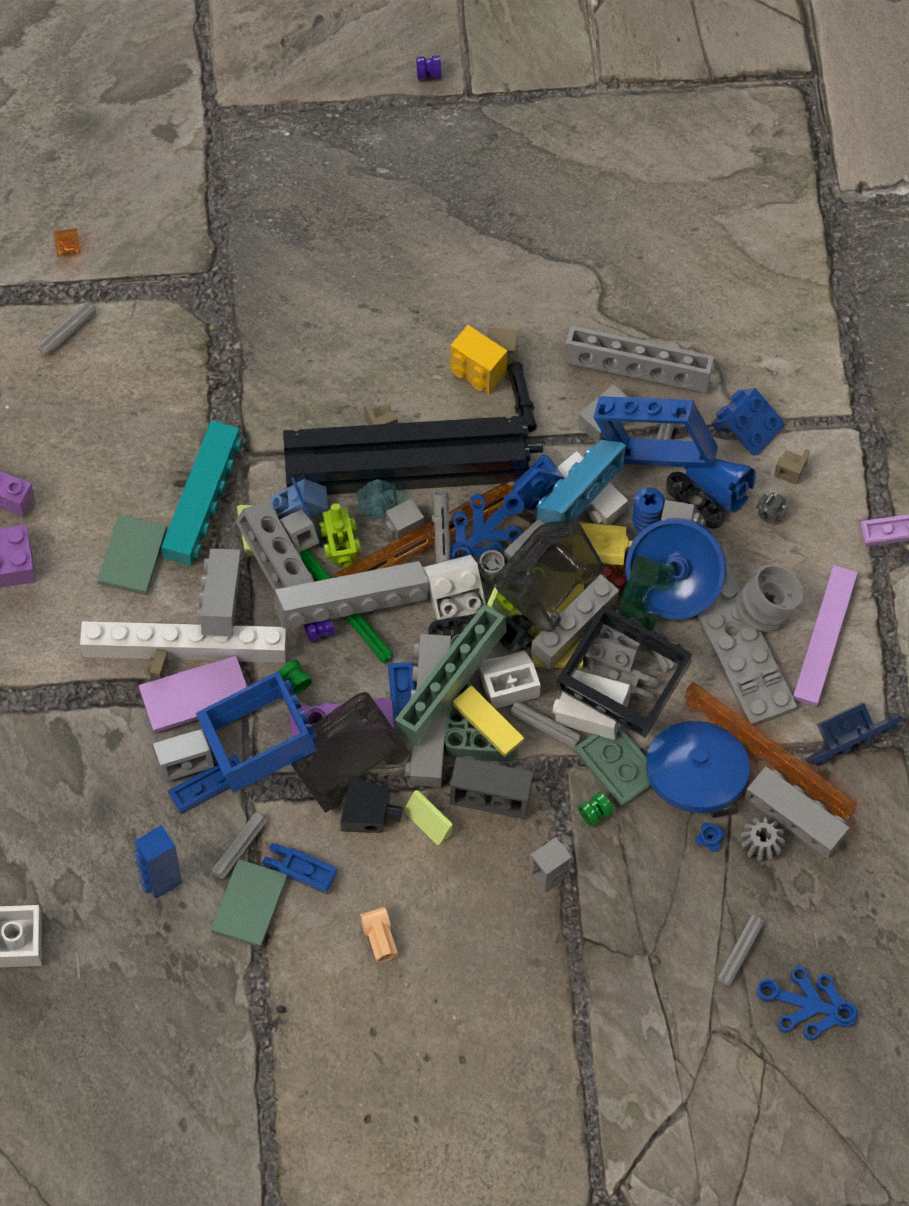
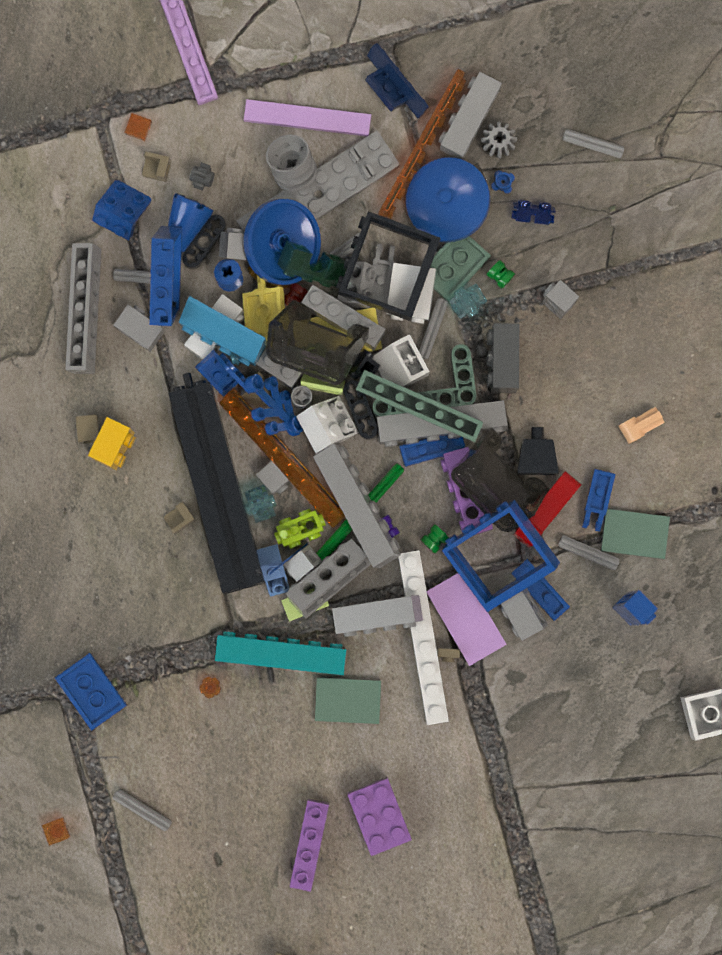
camera: 100 degrees left, 20 degrees up
(183, 411) = (215, 687): none -> clear orange plate
(209, 302) = (91, 691): none -> blue tile
(302, 808) = (551, 505): none -> red beam
(428, 818) = (535, 406): yellowish green slope -> none
(441, 523) = (276, 443): light grey pin -> none
(488, 721) = (449, 371): light yellow tile -> none
(523, 406) = (135, 402): black pin -> none
(575, 769) = (467, 301): none -> clear light blue brick
(670, 852) = (526, 209): none -> clear blue hinge
(811, 1004) = (626, 83): blue plant -> none
(843, 456) = (138, 127): none -> clear orange plate

